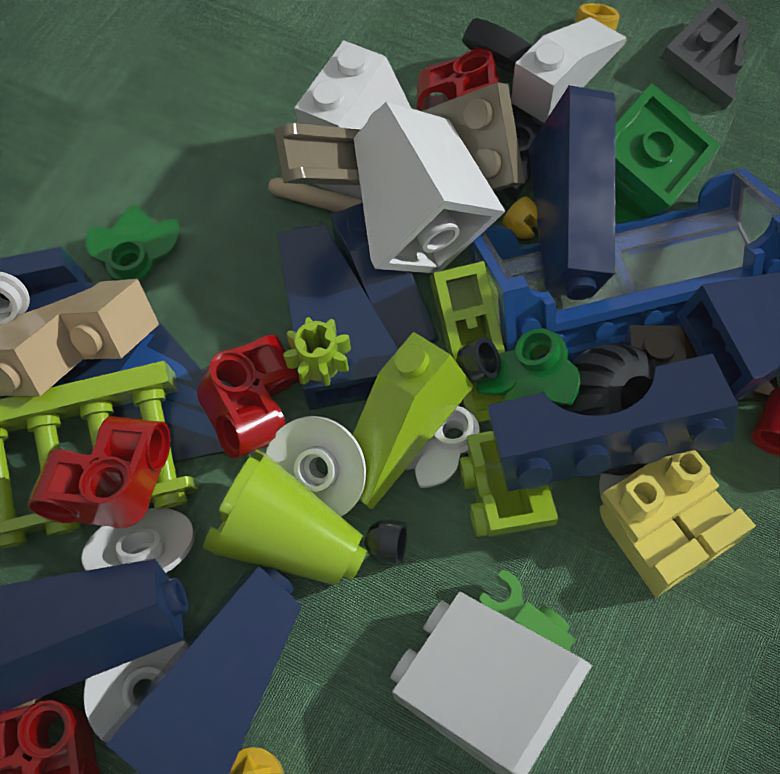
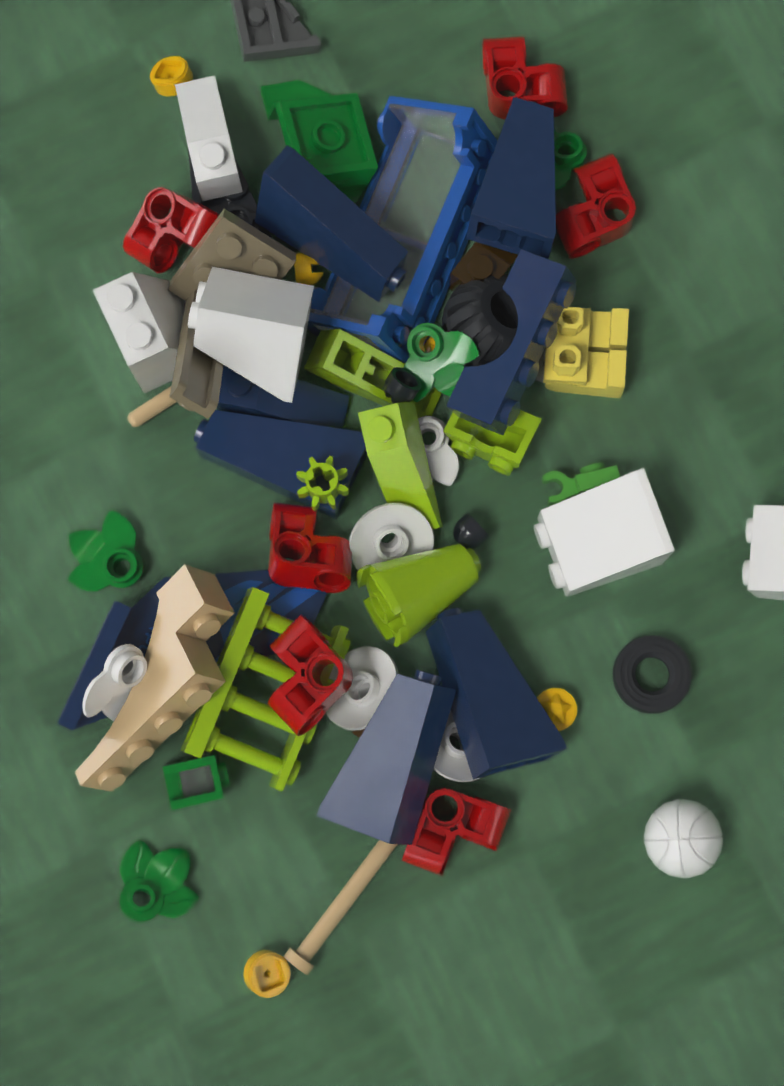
camera: 55 degrees left, 15 degrees up
(503, 44) = (152, 171): black tyre -> none

